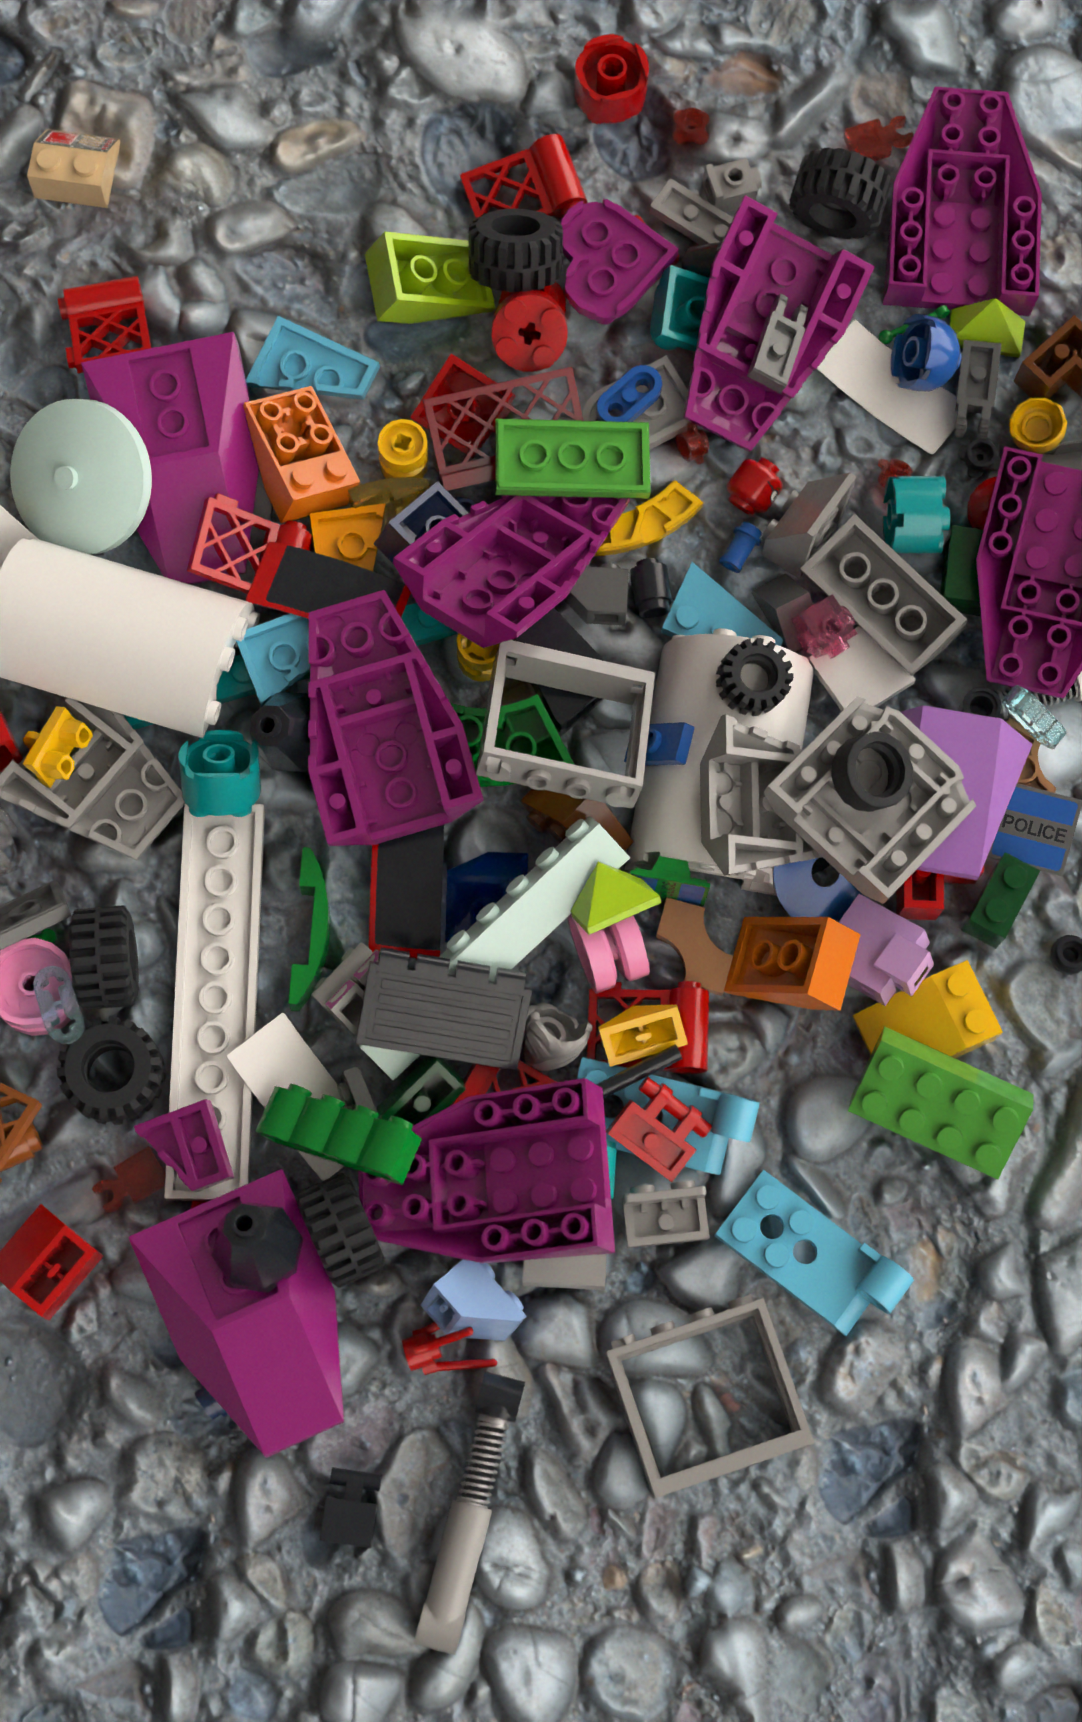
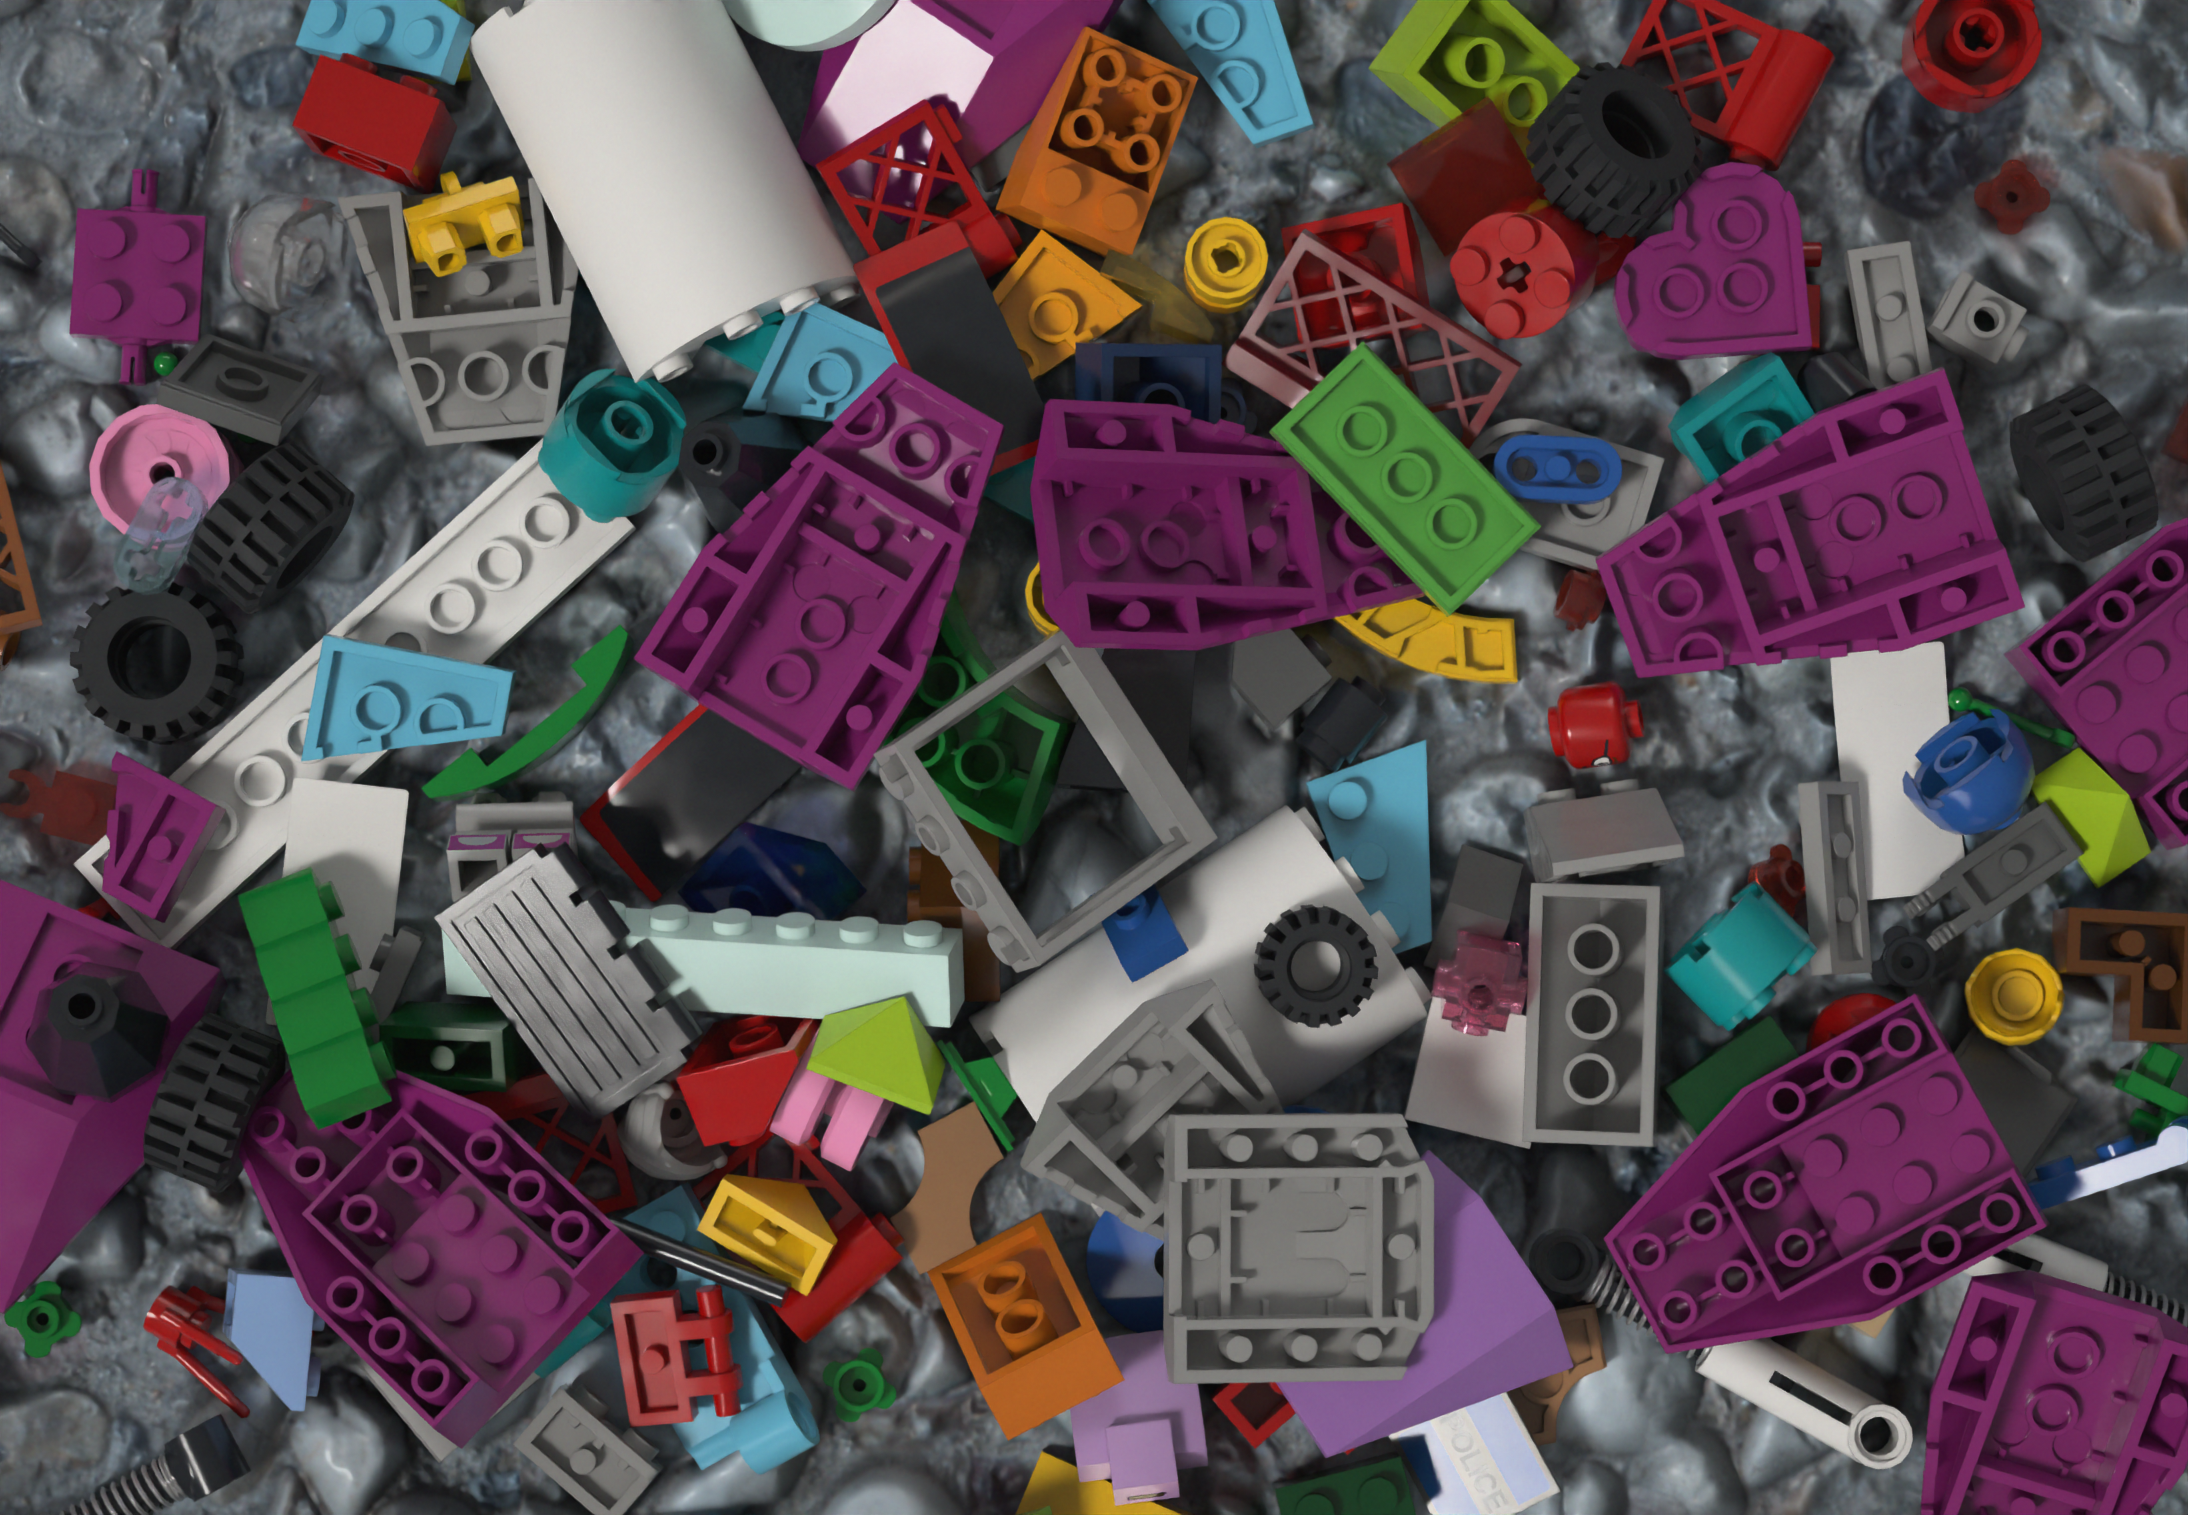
camera: 50 degrees right, 10 degrees up
(238, 974) = (397, 697): none -> medium azure wing
(368, 1424) = (62, 1319): none -> green plate
(463, 323) = (1464, 174): none -> clear red piece
(563, 972) = (742, 1074): none -> red slope
(740, 547) = (1502, 780): blue pin -> none
(756, 1060) = (865, 1367): none -> green plate
(778, 345) = (1800, 587): hinge -> none
(897, 763) = (1330, 1265): black tyre -> none
(913, 449) = (1835, 877): none -> light grey plate
(1034, 717) = (1610, 1338): clear light blue beam -> none

